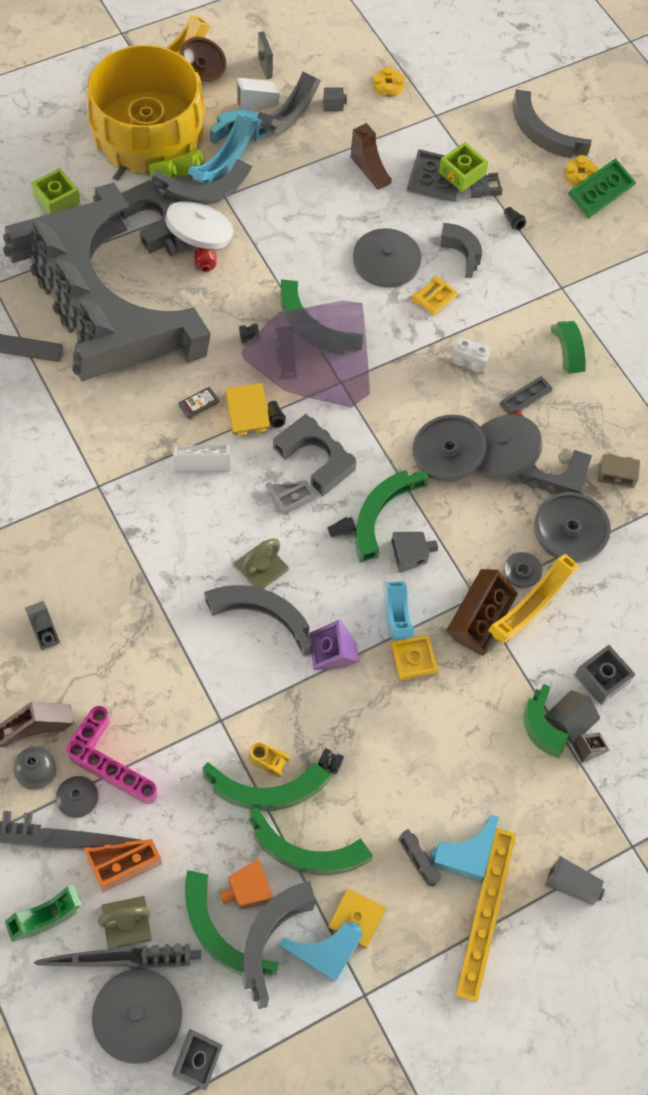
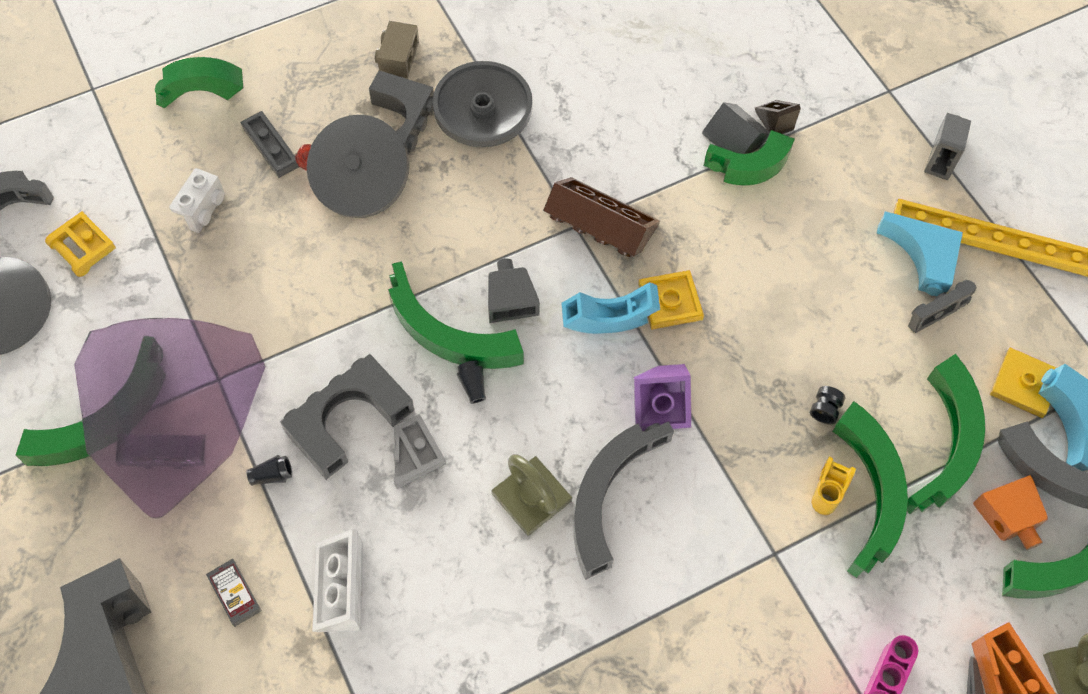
camera: 85 degrees left, 0 degrees up
(247, 409) = (258, 512): yellow slope -> none
(248, 333) = (110, 510): black wheel -> none
(449, 447) = (353, 234): dark grey dish -> none
(523, 562) = (541, 156): dark grey dish -> none
(535, 601) = (589, 157): yellow arch -> none
(605, 674) = (687, 88): dark grey brick -> none

